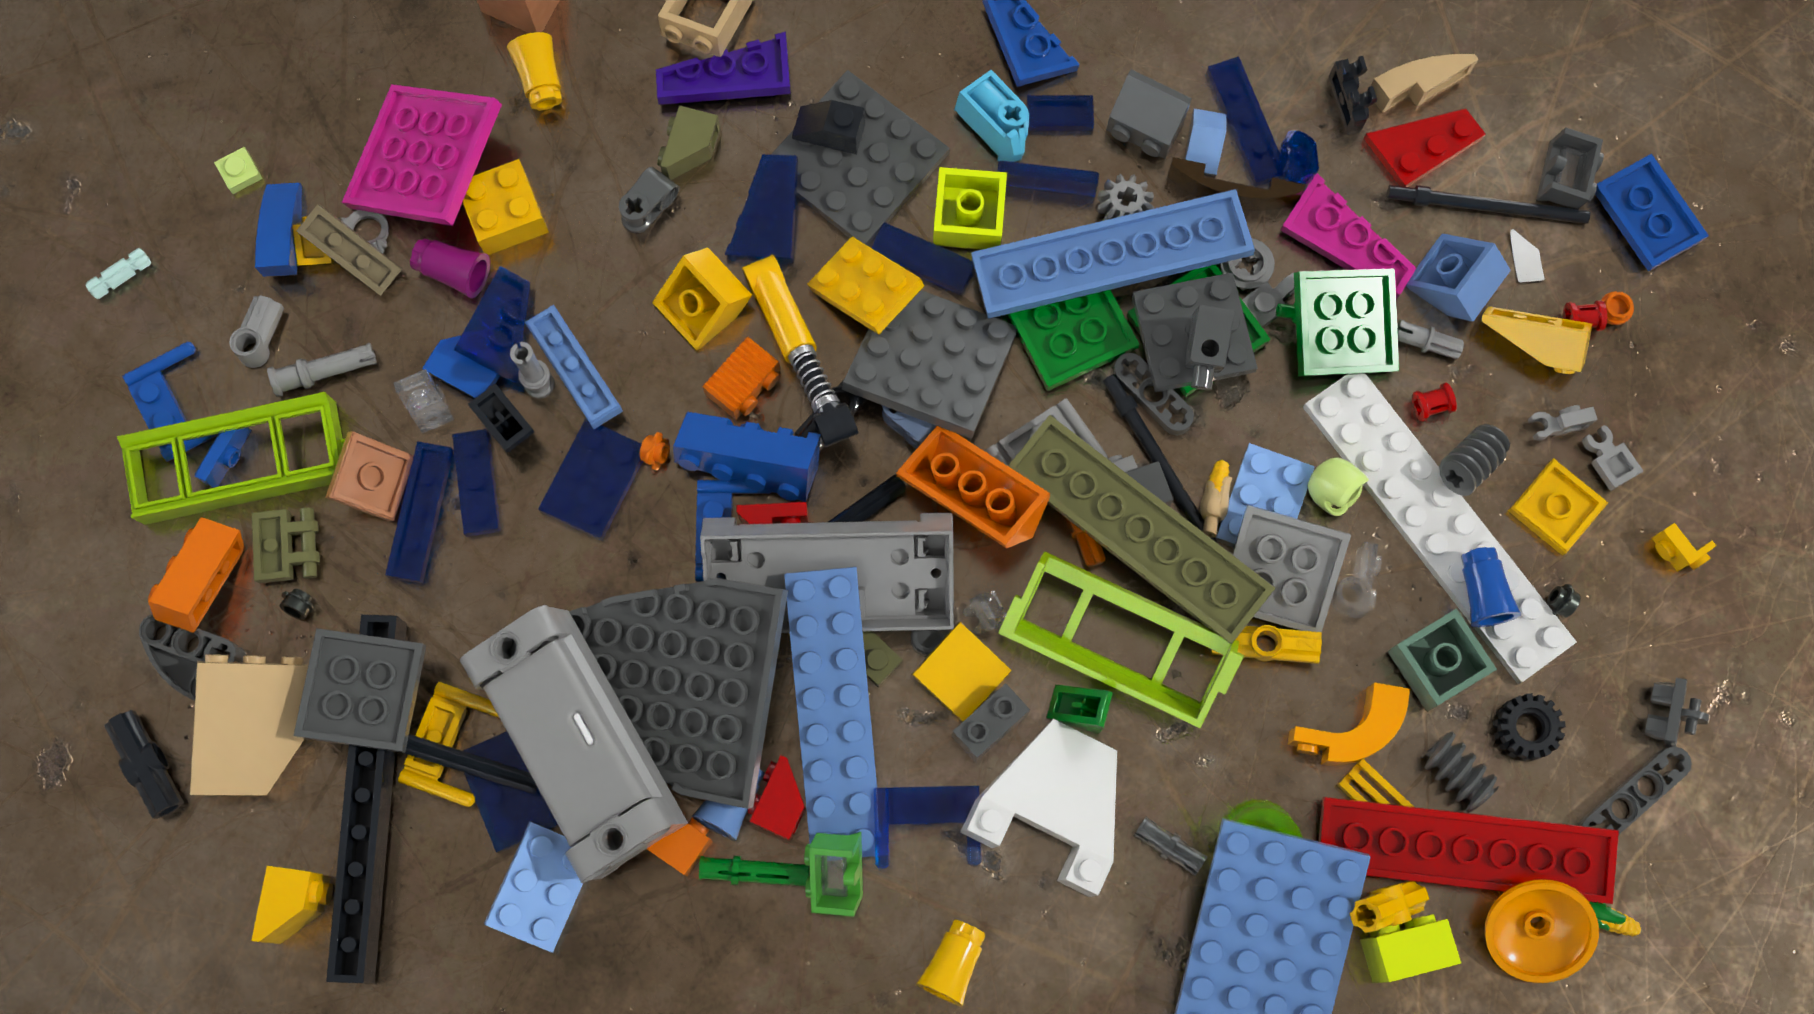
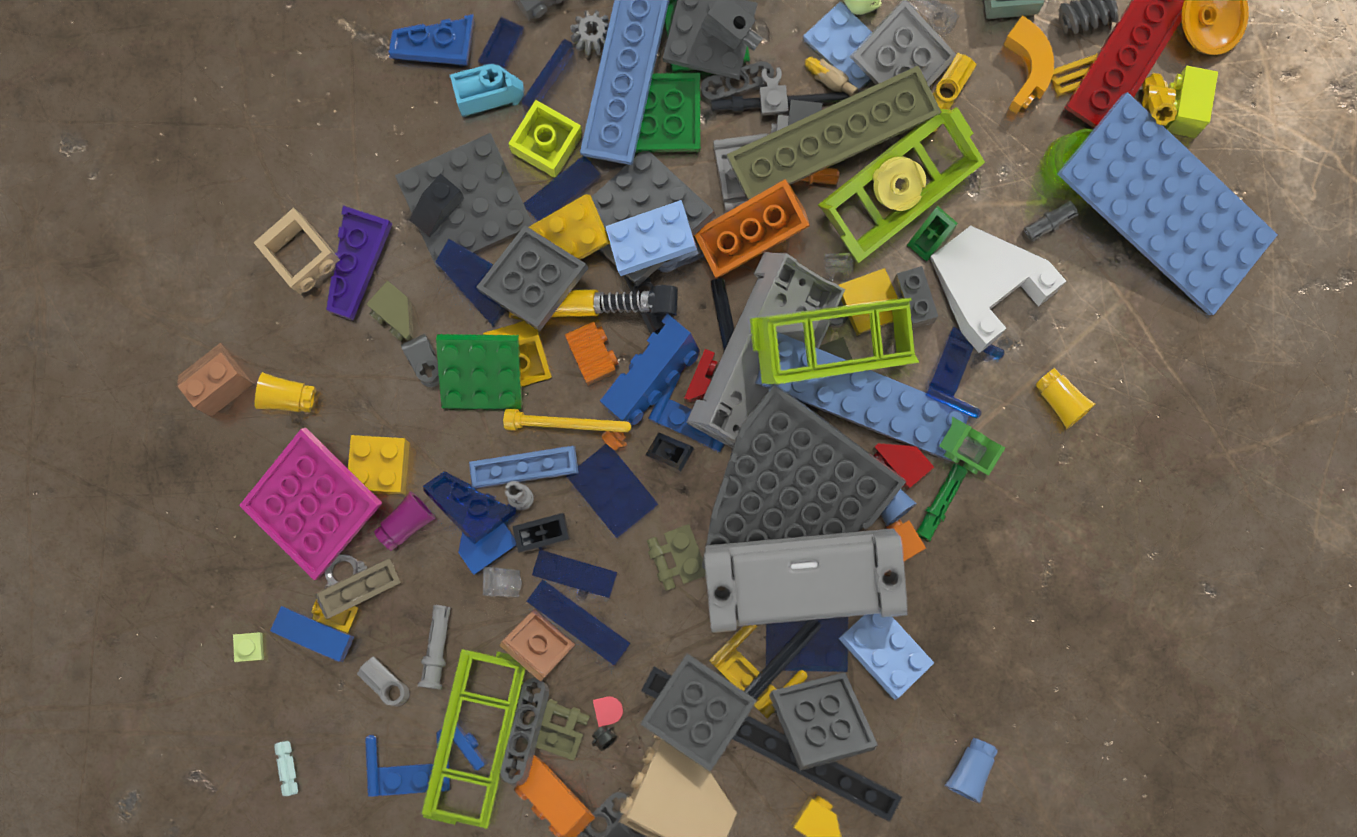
camera: 60 degrees left, 5 degrees up
(262, 513) = (530, 732): none -> dark grey beam
(332, 594) = (608, 710): none -> coral tile
(416, 845) = (823, 720): none -> dark grey plate
(560, 591) = (685, 554): none -> olive plate
(625, 331) = (514, 419): none -> yellow piece
(658, 262) = (479, 371): none -> green plate
(666, 525) = (670, 453): none -> black slope
(793, 267) = (532, 278): none -> dark grey plate
(830, 553) = (766, 343): none -> lime piece
(903, 374) = (651, 238): none -> light blue plate
(1120, 616) = (885, 180): none -> light yellow plate
(1154, 441) = (773, 97): none -> light grey plate

